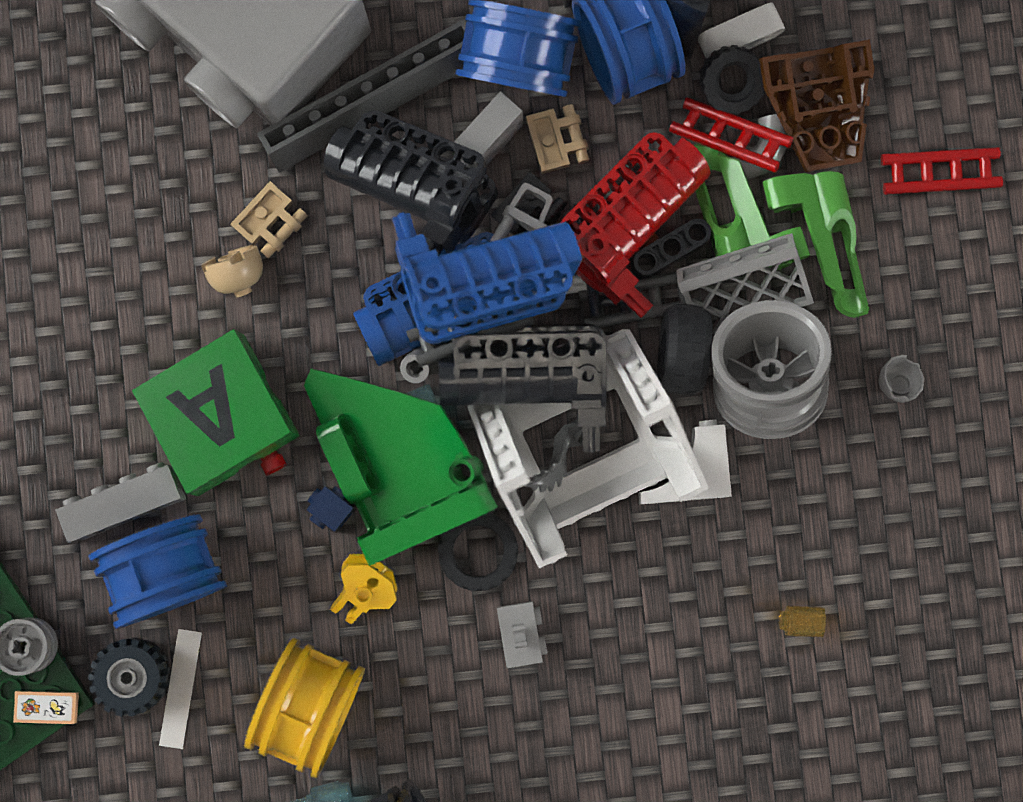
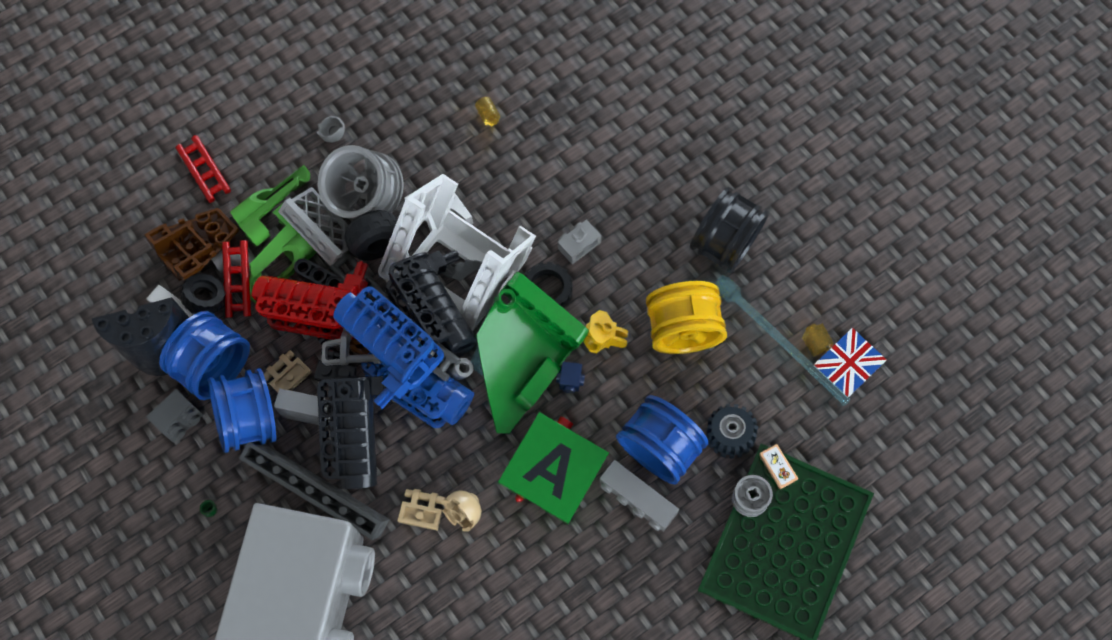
camera: 120 degrees left, 15 degrees down
(180, 689) = (739, 397): white sticker -> none

